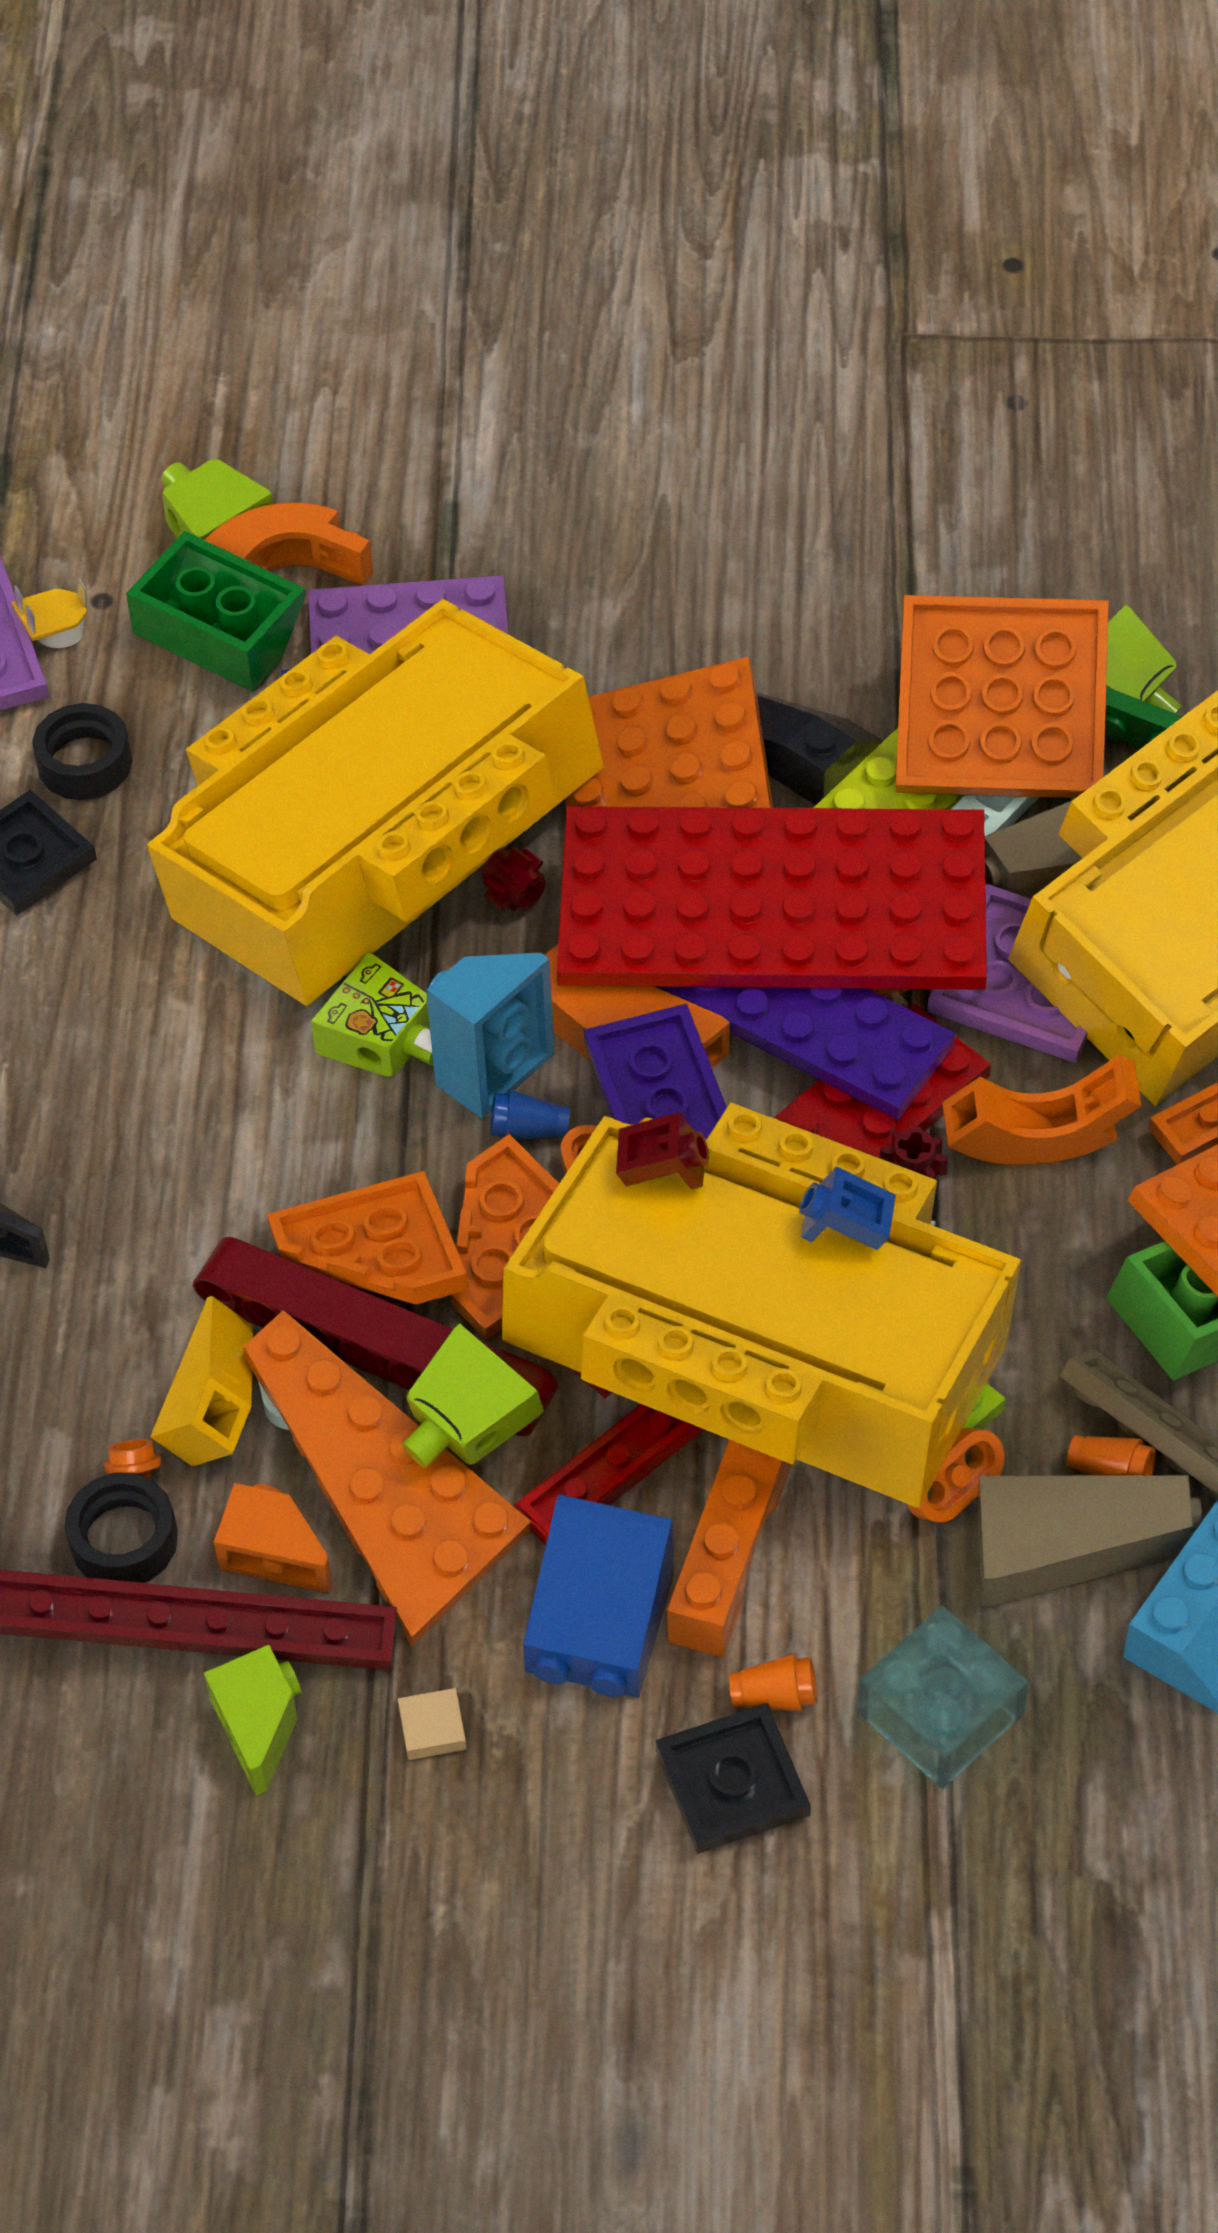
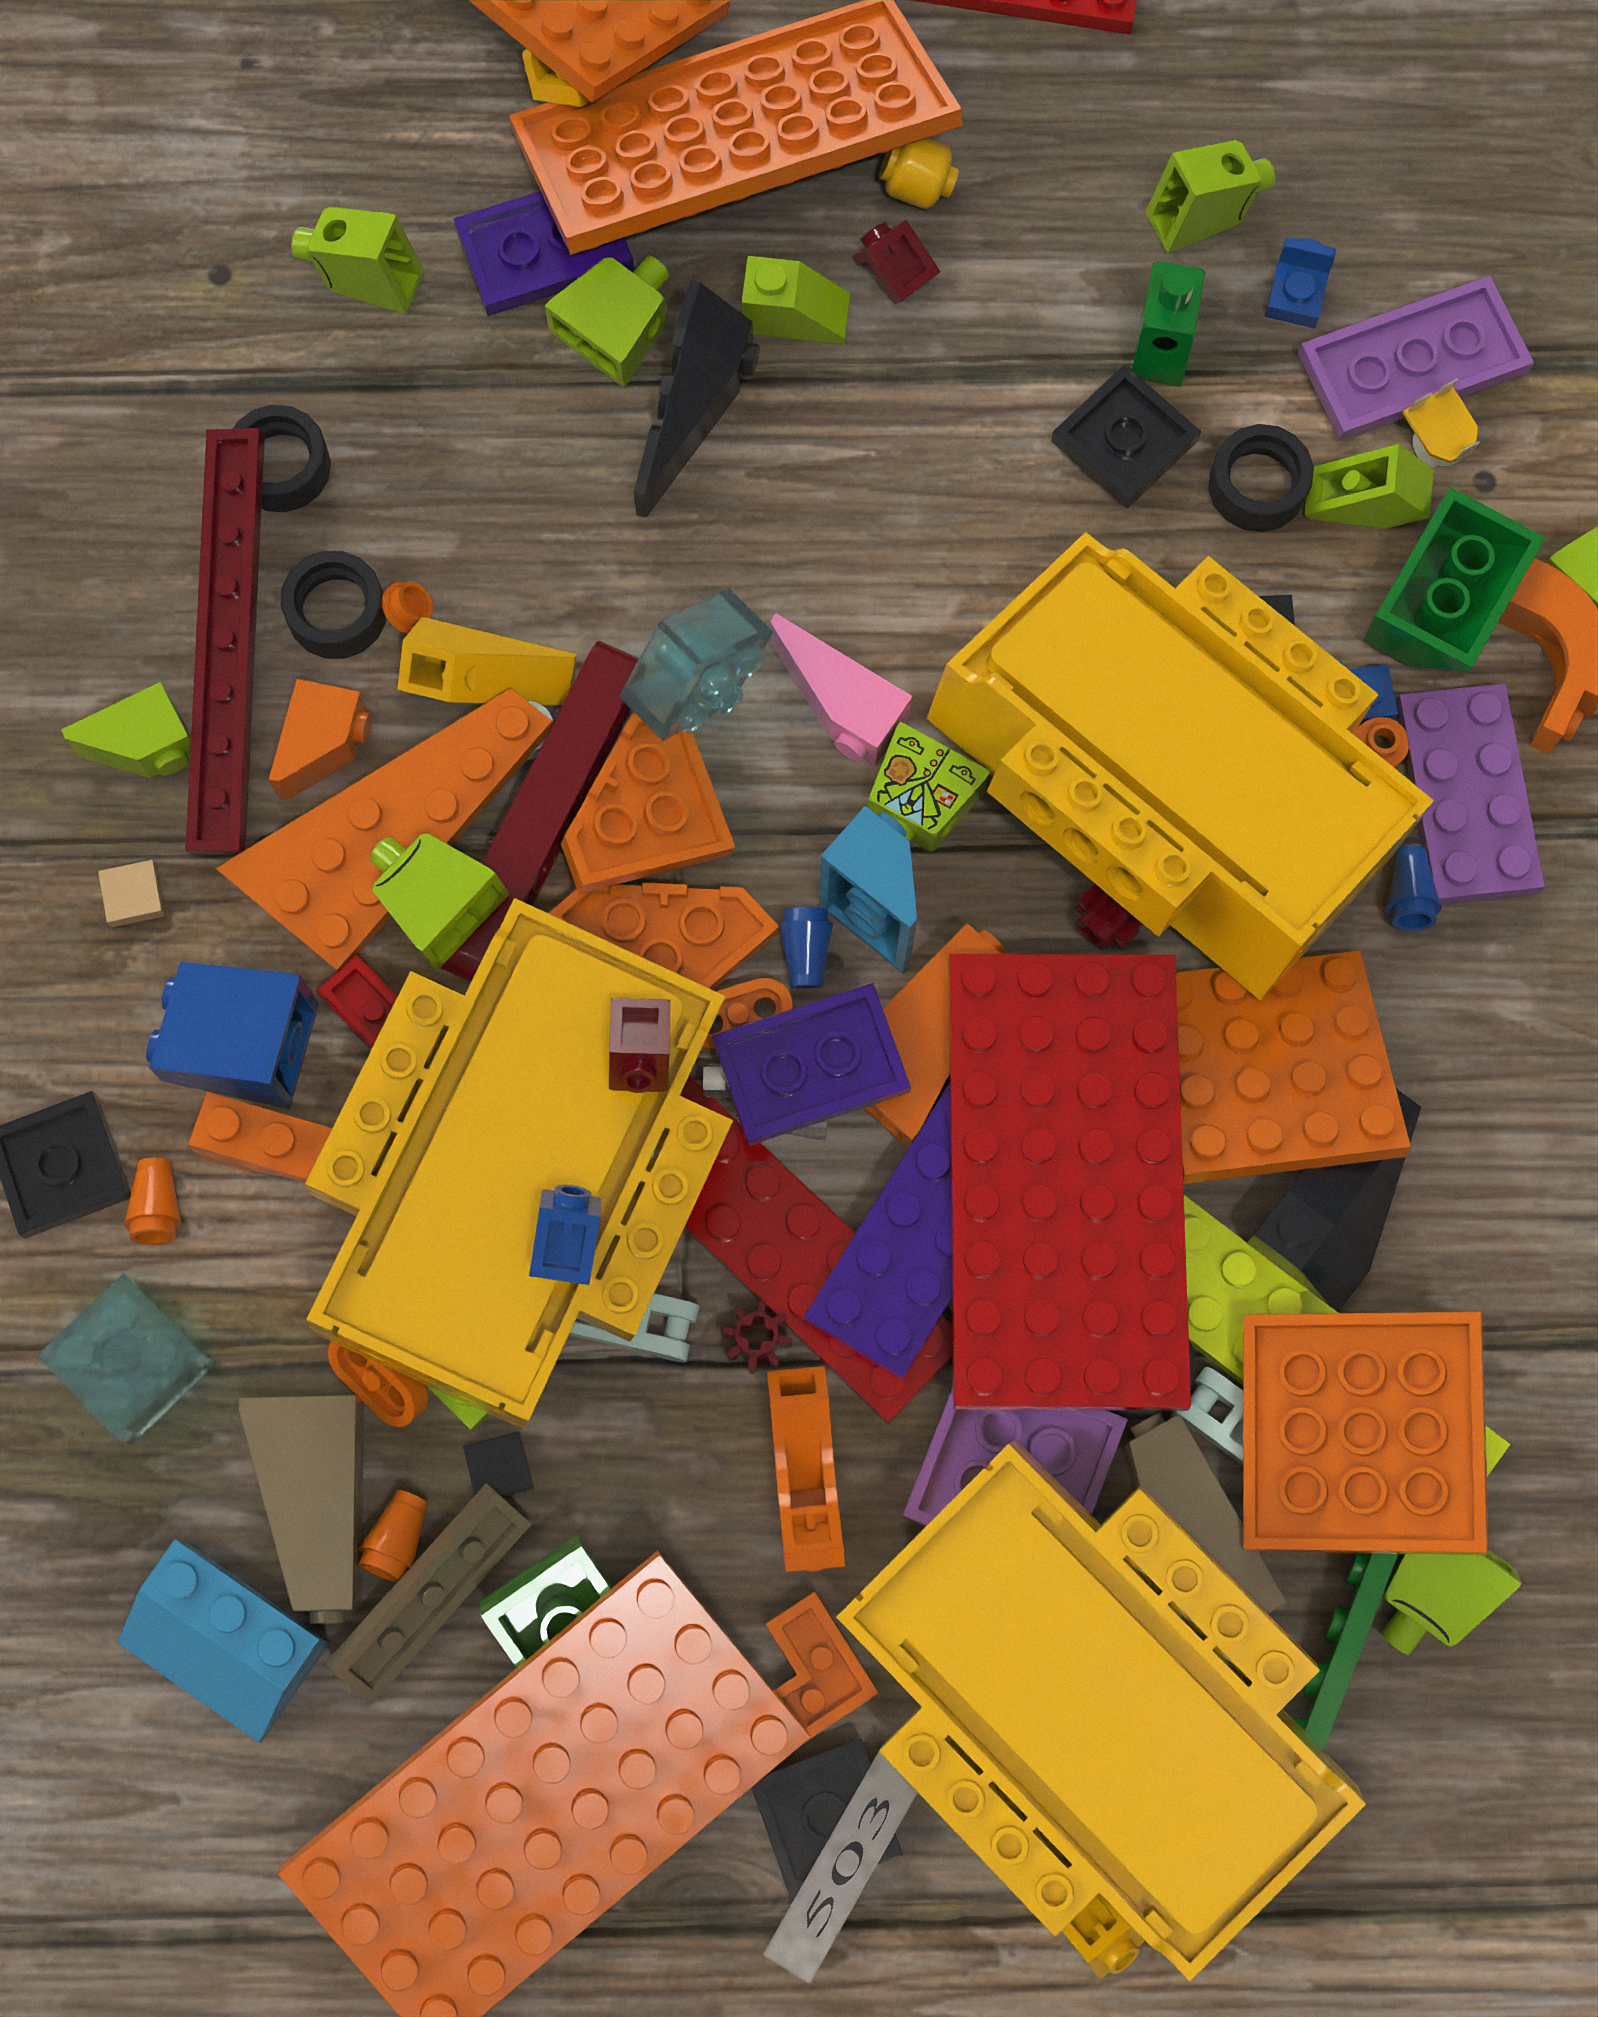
camera: 85 degrees right, 20 degrees up
(108, 664) = (1372, 489): none -> lime slope
(242, 1173) = (696, 664): none -> clear light blue brick
(268, 1084) = (847, 698): none -> bright pink slope
(1038, 1381) = (500, 1464): none -> black tile

